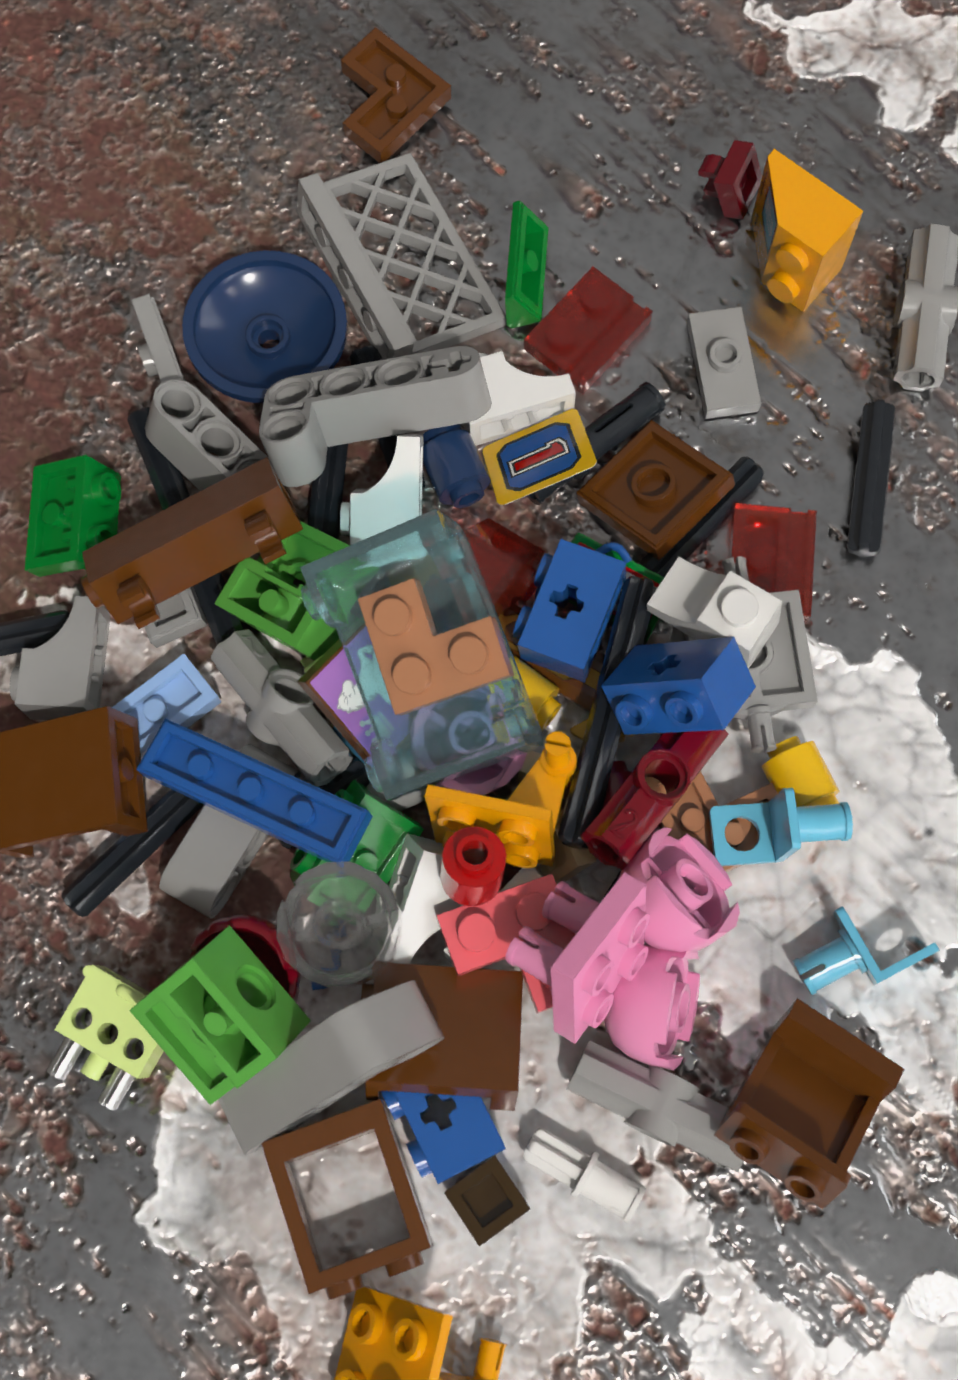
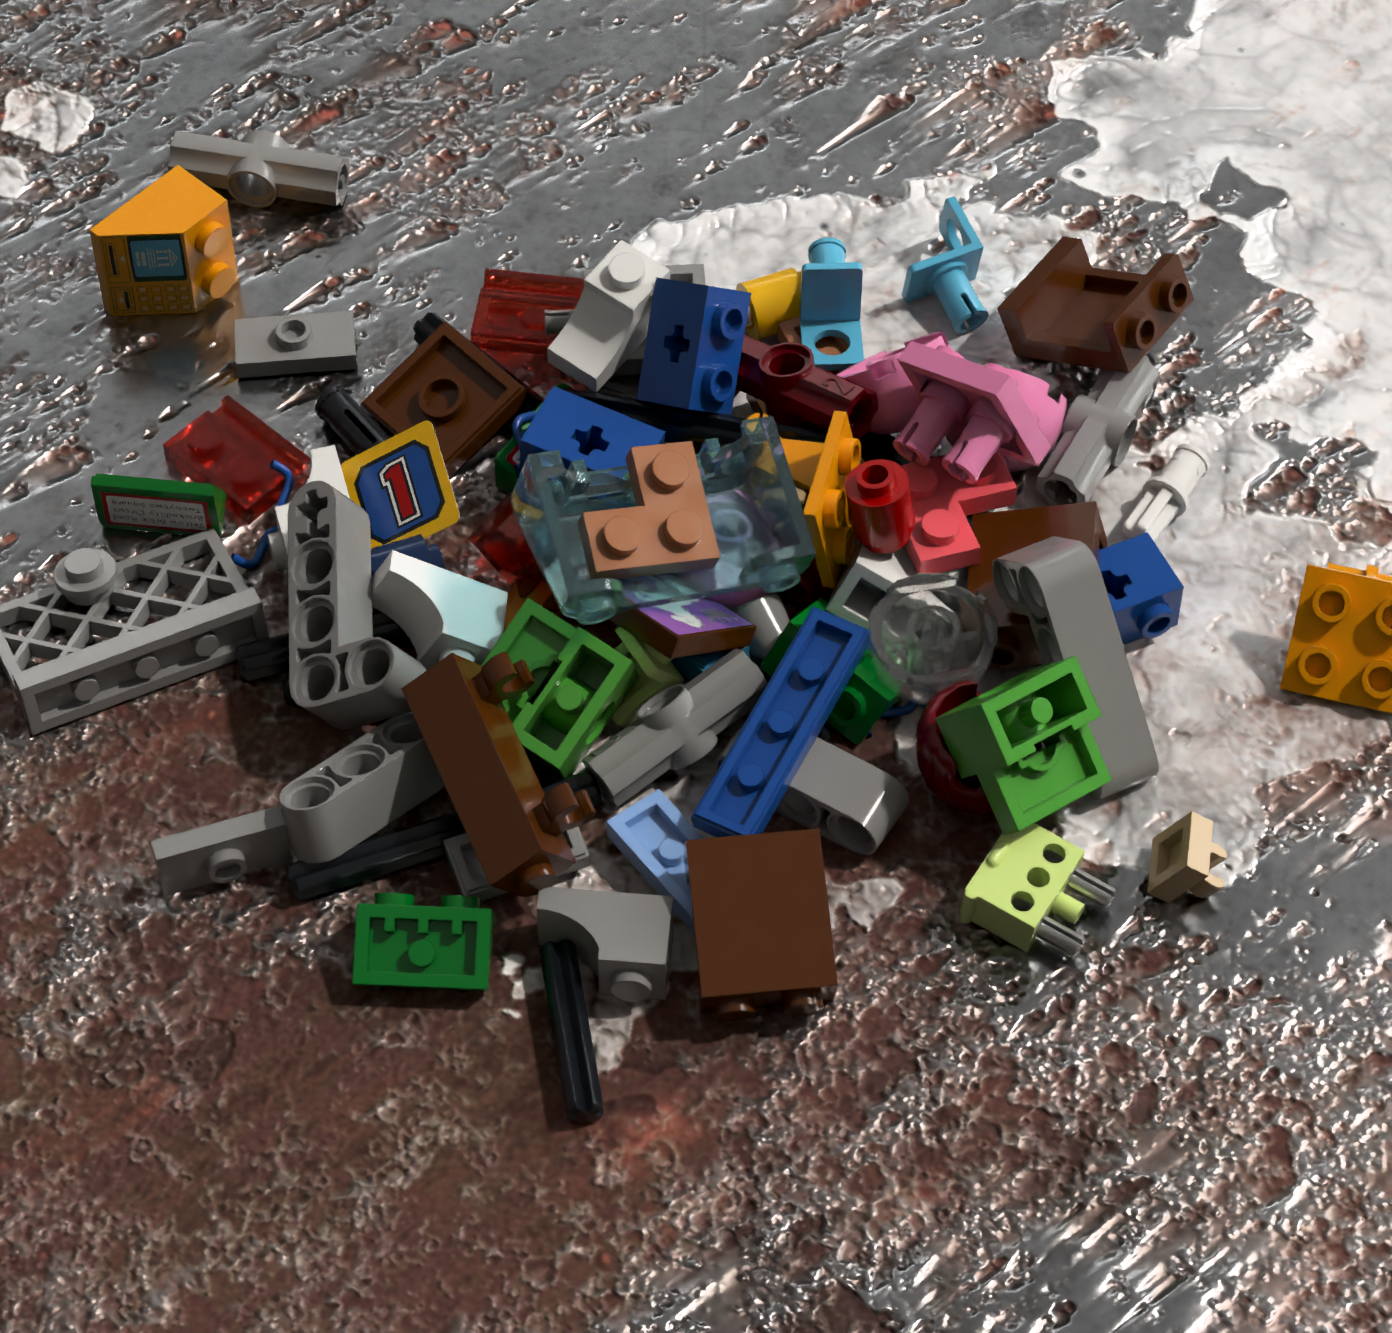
camera: 90 degrees left, 20 degrees down
(128, 853) = (852, 901): black axle -> none
(140, 1175) = (1183, 859): none -> tan tile
(262, 300) = (203, 707): dark blue dish -> none
(325, 1135) = (1225, 718): reddish brown window -> none
(437, 220) = (86, 576): none -> light grey plate
(487, 1200) = (1201, 570): dark brown plate -> none
(532, 366) = (282, 500): none -> blue piece
(733, 178) = (74, 314): dark red tile -> none
(871, 479) = (447, 231): black axle -> none

